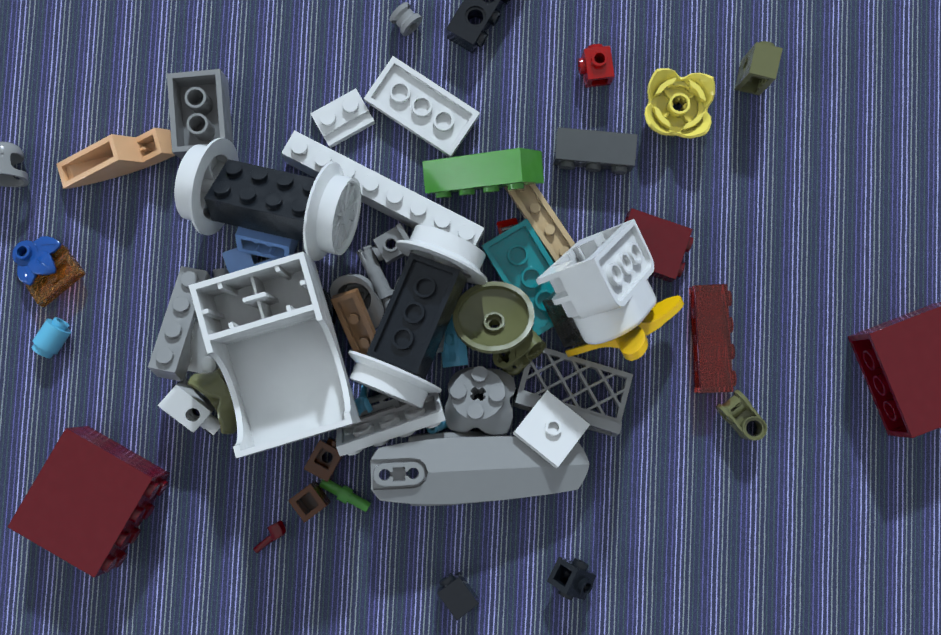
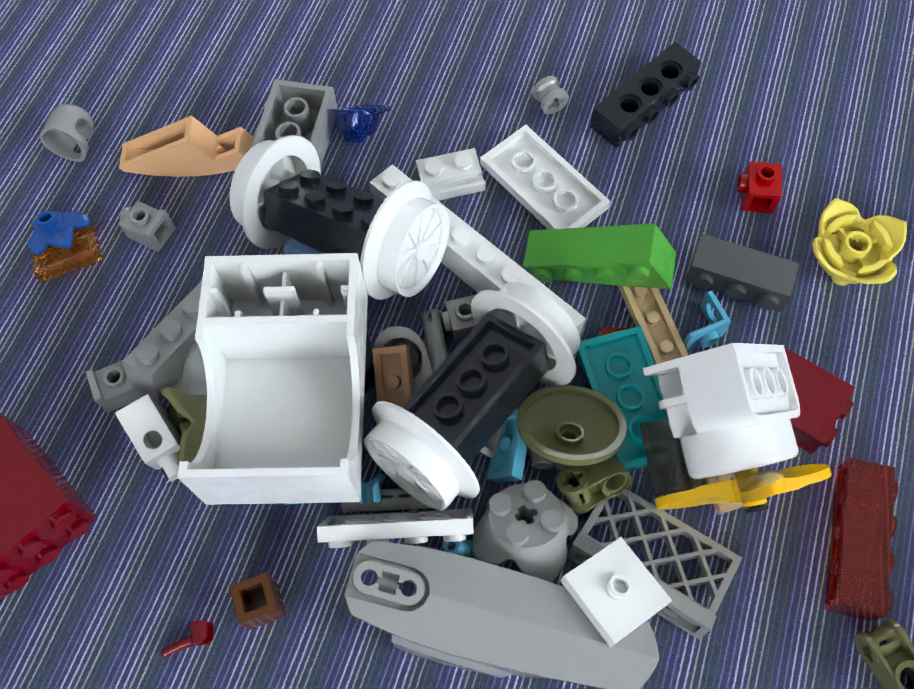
camera: 20 degrees right, 20 degrees down
(51, 337) = (32, 316): medium azure brick -> none
(115, 237) = (147, 225): none -> light grey brick
(133, 380) = (111, 387): none -> light grey brick
(250, 86) = (358, 121): none -> clear blue piece
(317, 464) = (285, 552): reddish brown brick -> none
(345, 495) = (308, 610): bright green bar -> none
(587, 199) = (710, 334): none -> medium azure bracket

